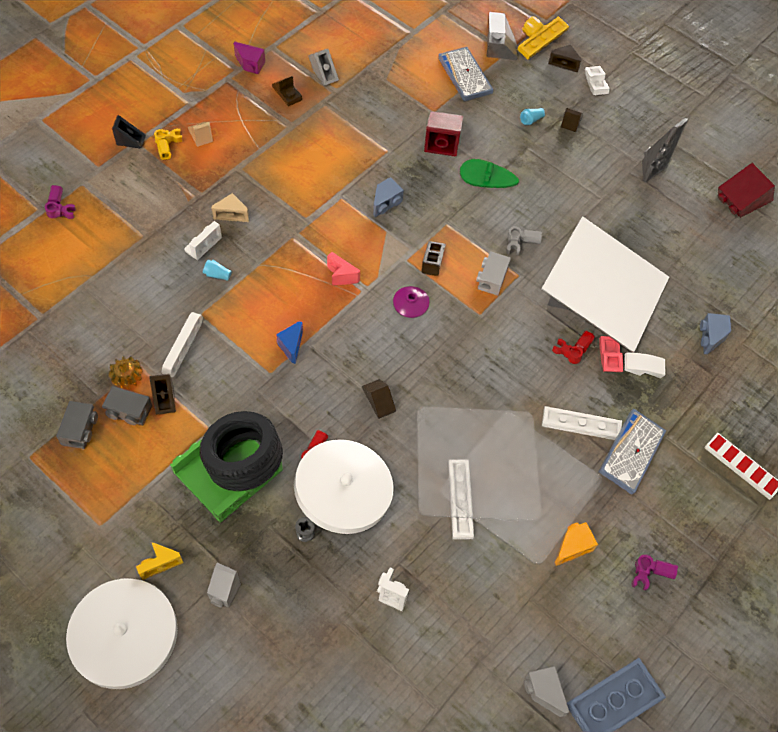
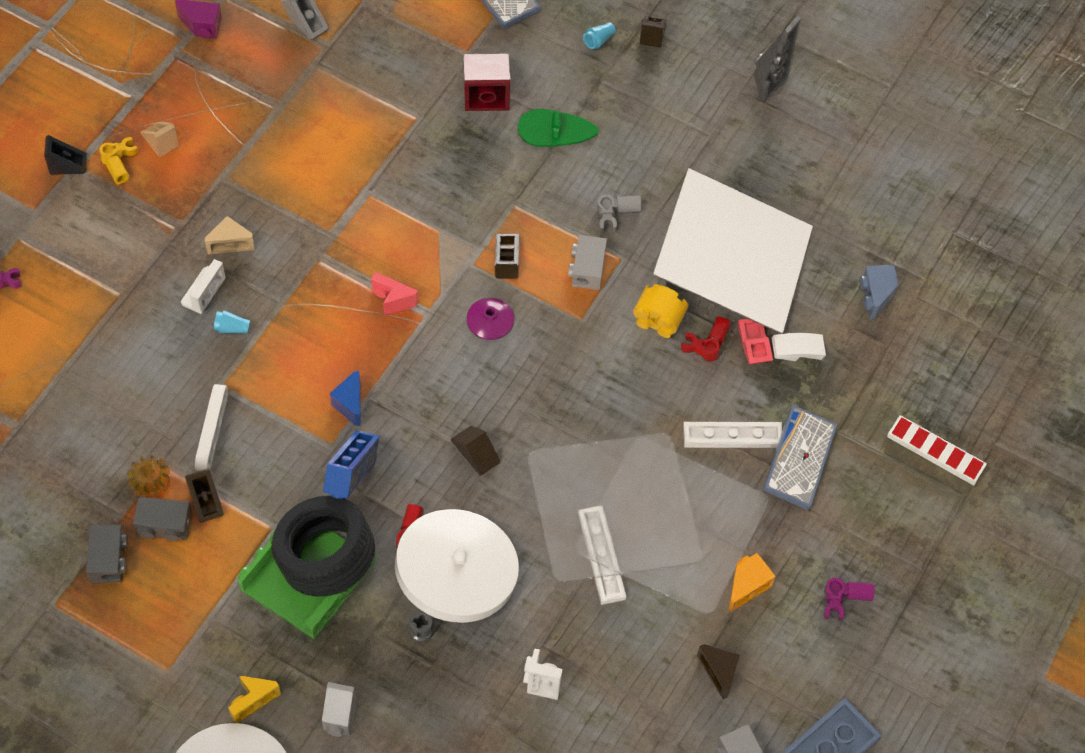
camera: 10 degrees left, 0 degrees up
(277, 391) = (351, 464): none -> blue brick
(287, 91) = (262, 56): dark brown slope -> none
(387, 196) = (430, 182): sand blue slope -> none
(539, 611) = (719, 666): none -> dark brown slope
(541, 317) = (660, 310): none -> yellow brick
(746, 191) = (893, 94): dark red slope -> none

